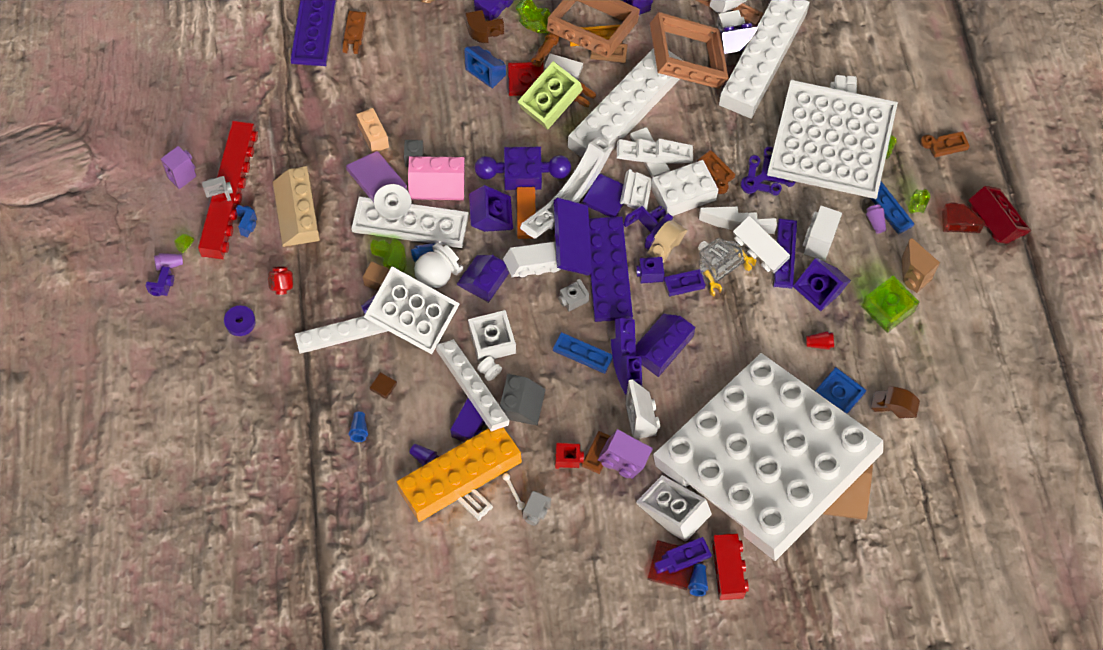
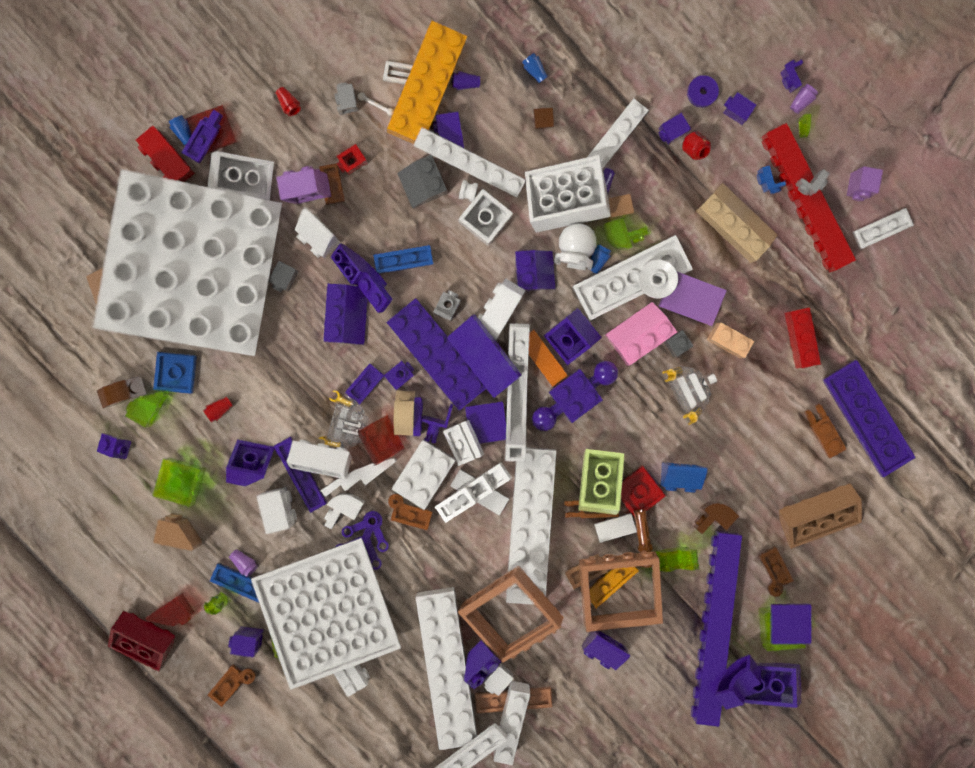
camera: 150 degrees right, 25 degrees up
(190, 135) = (883, 228): none -> white tile
(223, 286) = (738, 108): none -> dark purple brick
(287, 305) = (674, 129): none -> dark purple brick
(317, 98) = (802, 338): none -> red brick
(431, 115) = (690, 390): none -> torso
(588, 539) = (288, 102): none -> red cone
(692, 403) = (283, 277): none -> dark grey brick
(701, 231) = (380, 440): none -> clear red tile
(765, 207) = (343, 503): none -> white brick
(881, 377) = (146, 408): none -> clear neon green slope
(911, 158) = (246, 641): none -> dark purple brick
(930, 368) = (113, 446): none -> dark purple bracket

